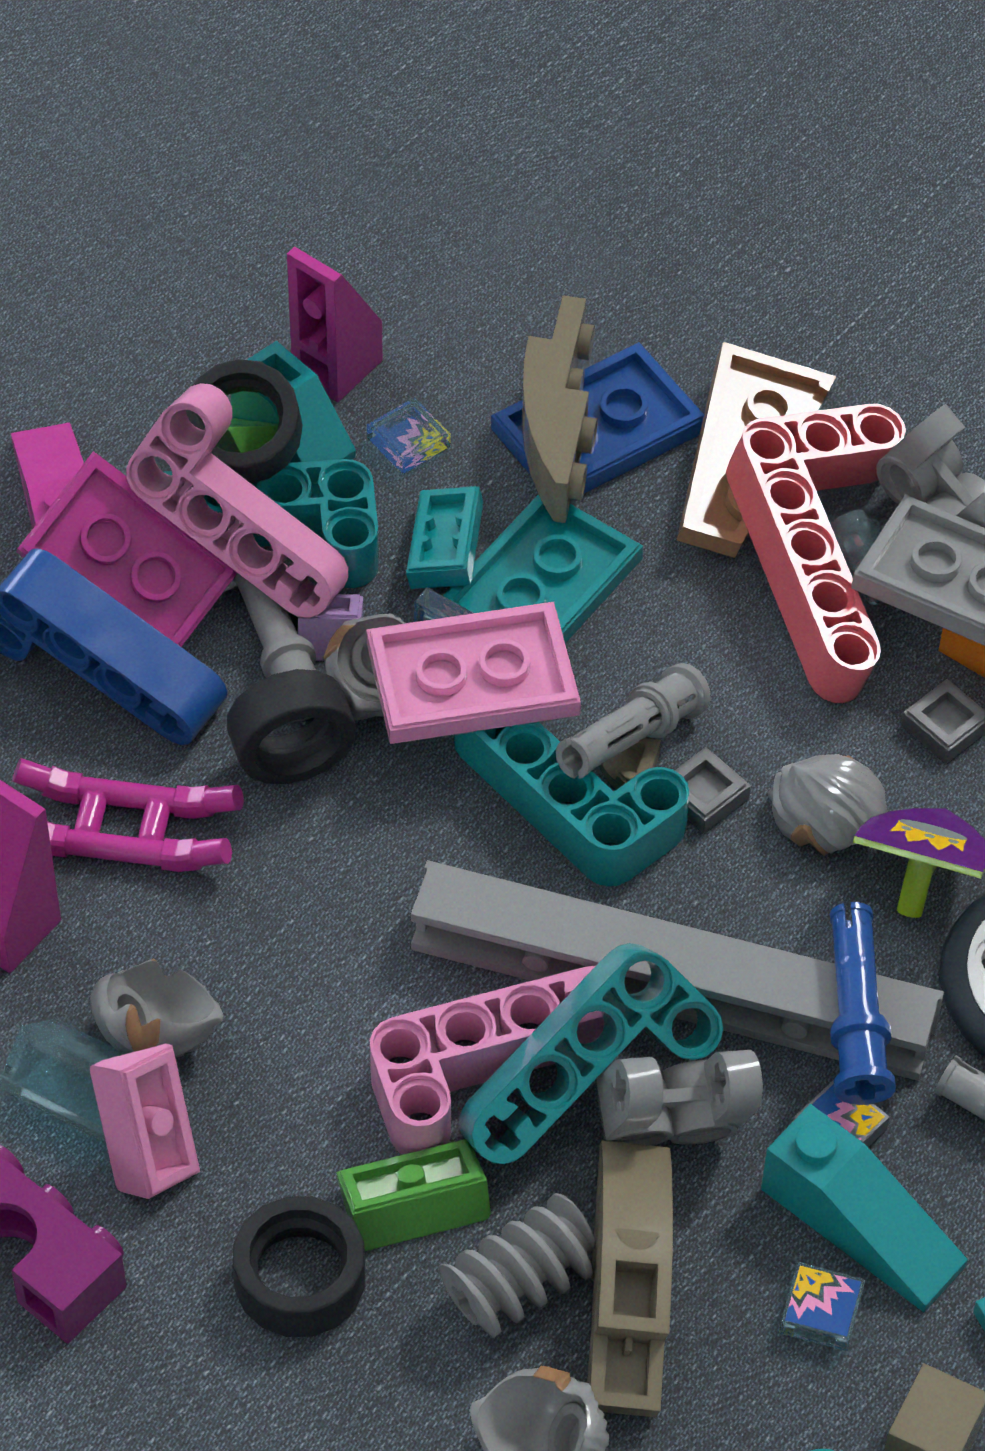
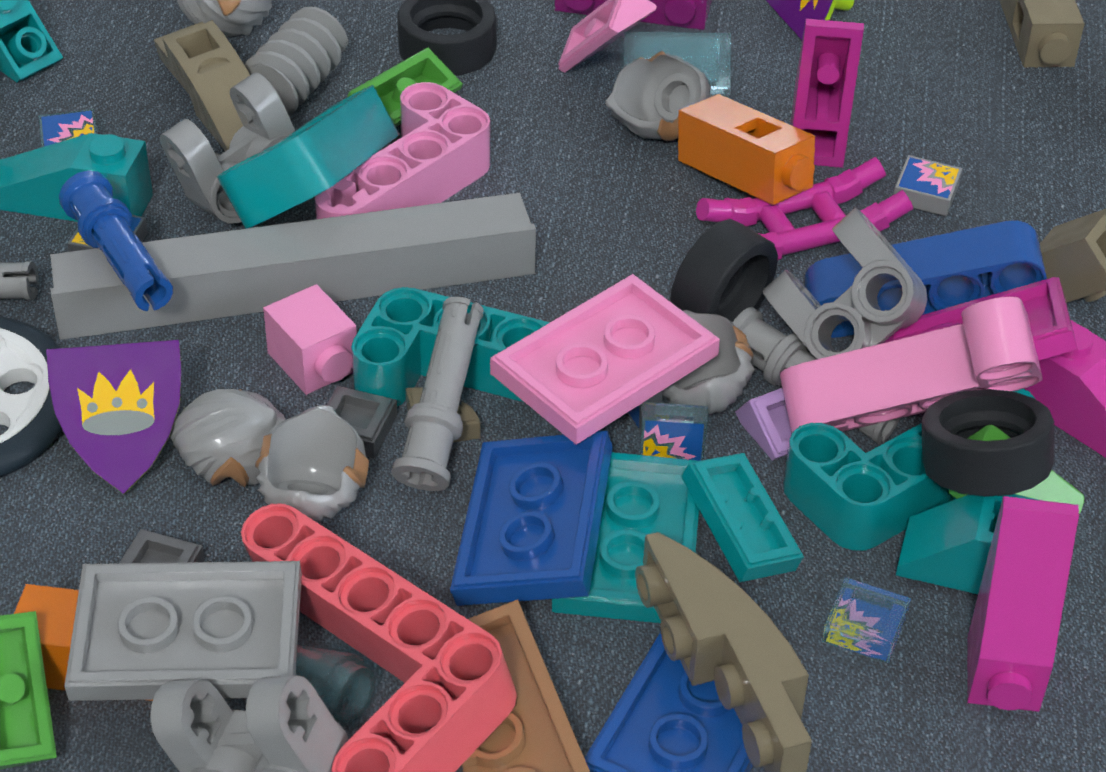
camera: 150 degrees right, 10 degrees down
(126, 885) = (746, 148): none -> orange brick
(223, 626) = (859, 303): none -> light grey piece
(624, 606) = (532, 520): none -> blue tile
(705, 870) = (310, 338): none -> bright pink brick
(781, 717) = (312, 463): none -> light grey hair

